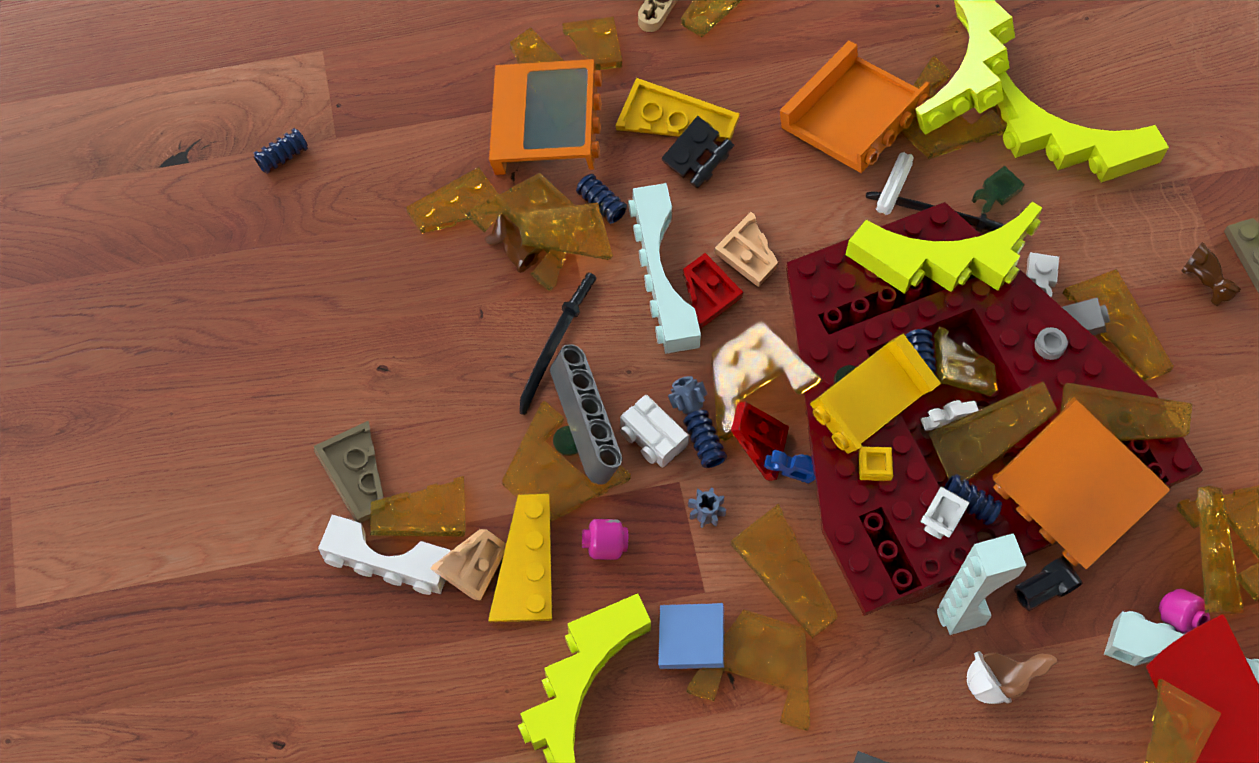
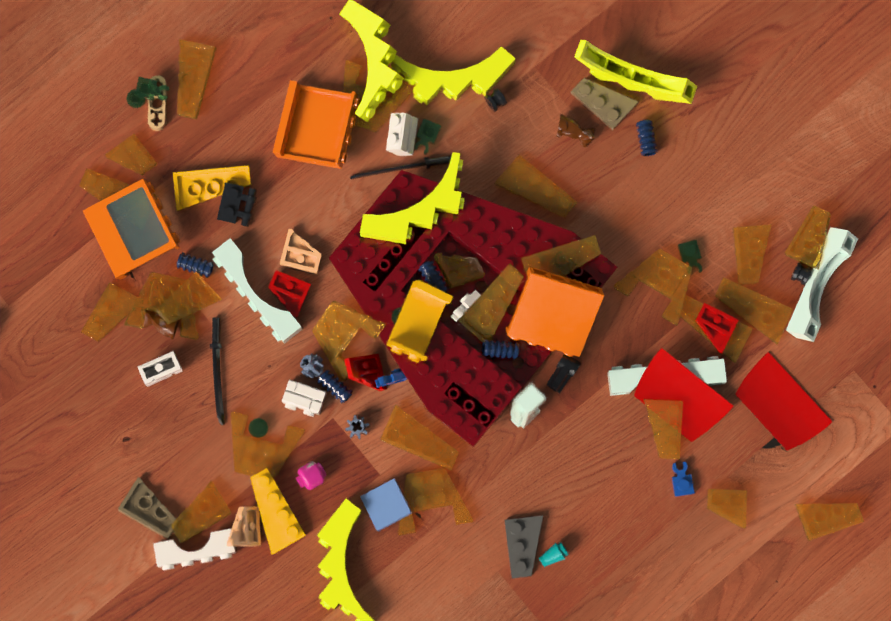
camera: 30 degrees left, 15 degrees up
(479, 297) = (160, 369): none -> white brick
(585, 414) = (259, 400): dark grey beam -> none
(875, 463) = (439, 359): yellow tile -> none
(894, 183) = (364, 163): white axle -> none
(944, 513) = (489, 371): white bracket -> none
(965, 169) = (401, 134): none -> white brick
(999, 678) = (562, 440): piece -> none
(1043, 270) = (477, 178): white plate -> none
(1051, 343) = (502, 234): light grey tile -> none
(1090, 315) = (515, 198): light grey brick -> none
(1115, 188) = (495, 100): none -> black wheel
(1183, 610) = (641, 351): dark pink head -> none
(1218, 562) = (649, 316): clear yellow wing -> none

